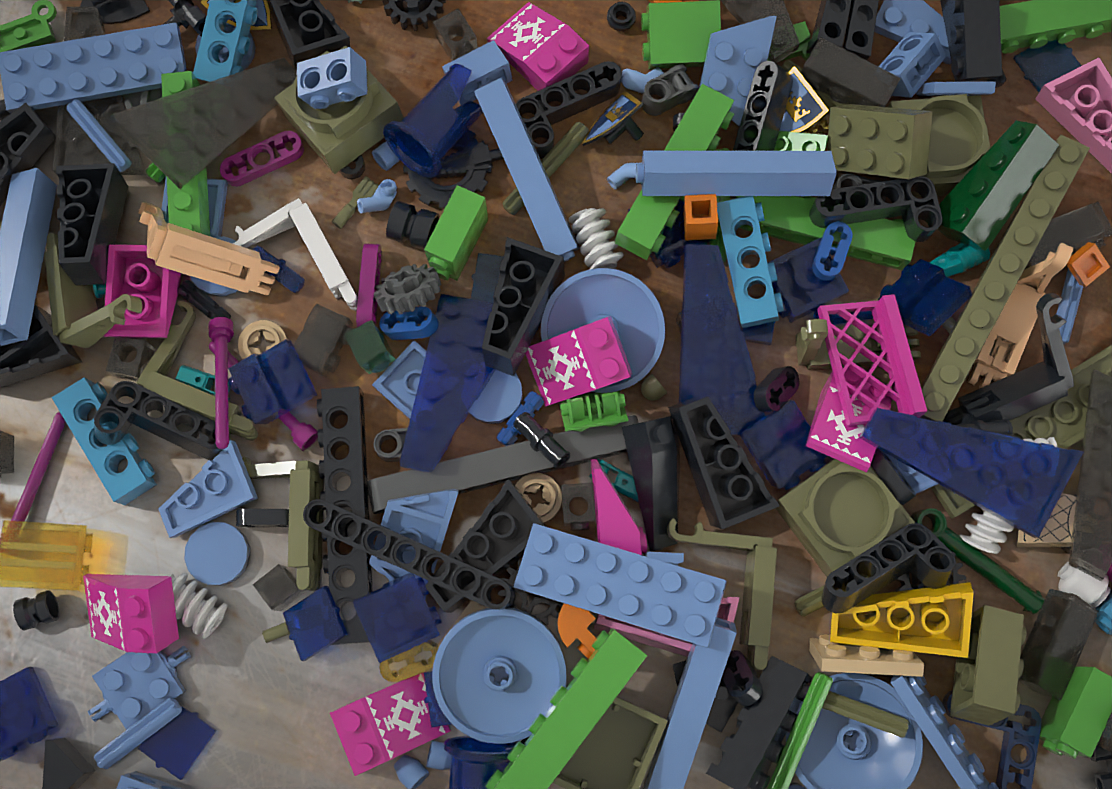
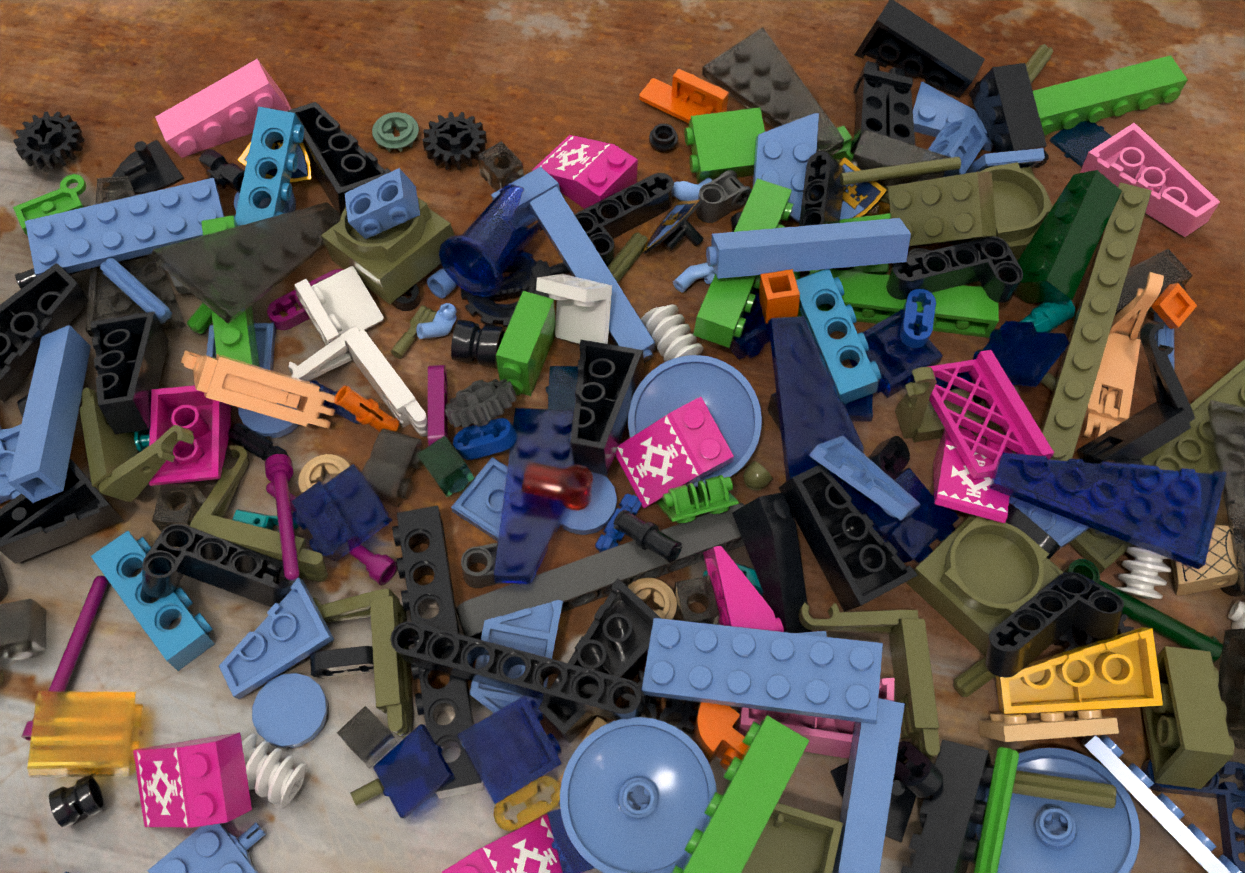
camera: 10 degrees left, 15 degrees down
(286, 172) = (338, 304): none -> white bracket
(289, 276) = (365, 410): none -> orange pin
(464, 381) = (559, 484): none -> clear red piece
(511, 204) = (580, 308): none -> white bracket
(747, 409) = (864, 475): none -> medium blue wing
(846, 90) = (900, 171): none -> olive bar

